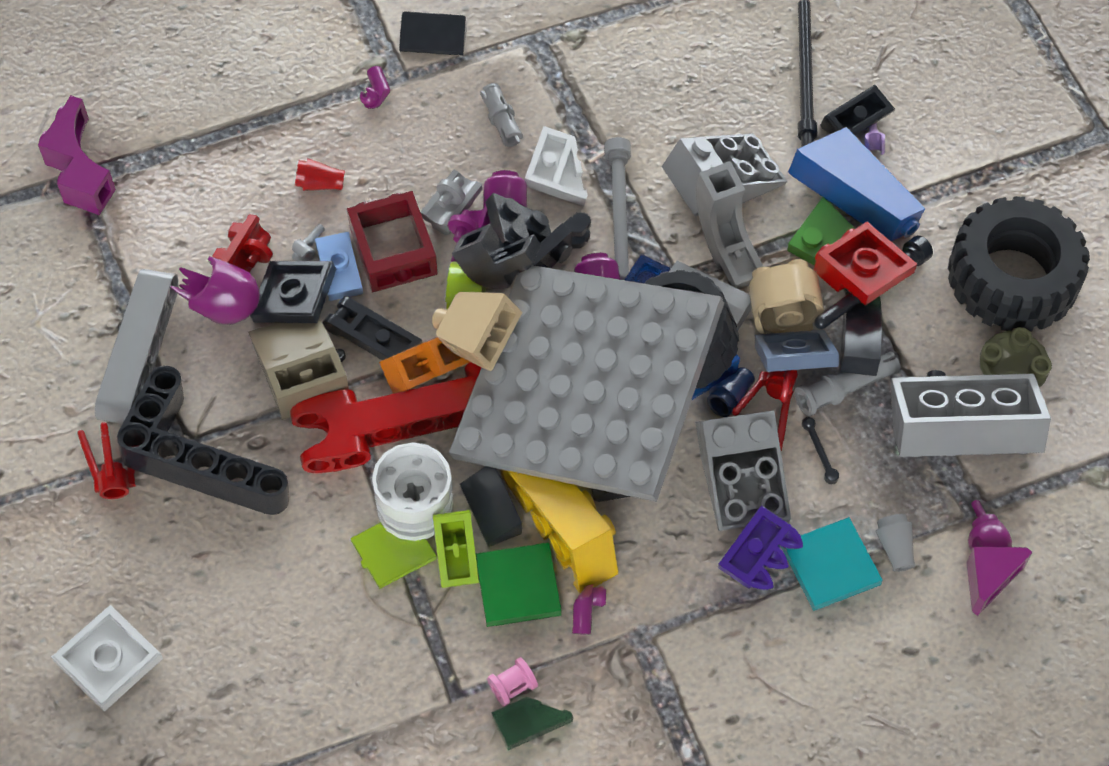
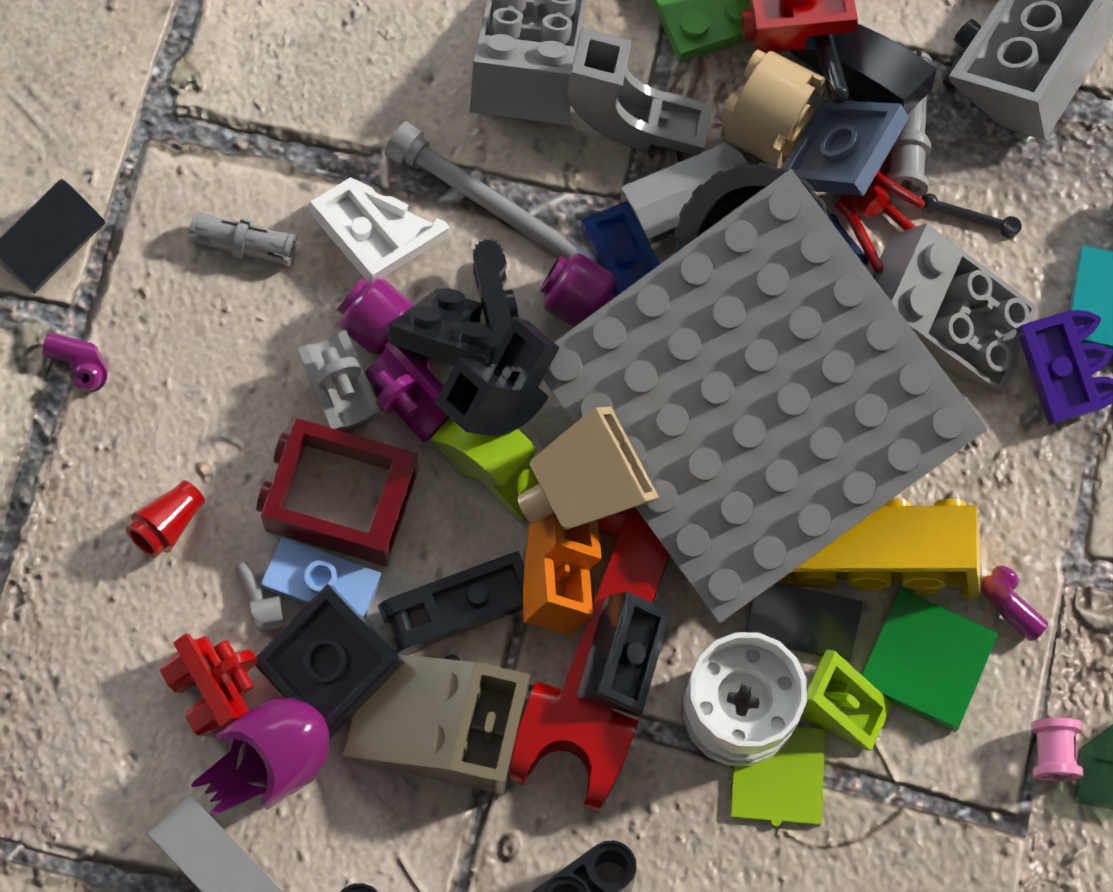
camera: 60 degrees left, 10 degrees up
(396, 418) = (624, 653): none -> black slope

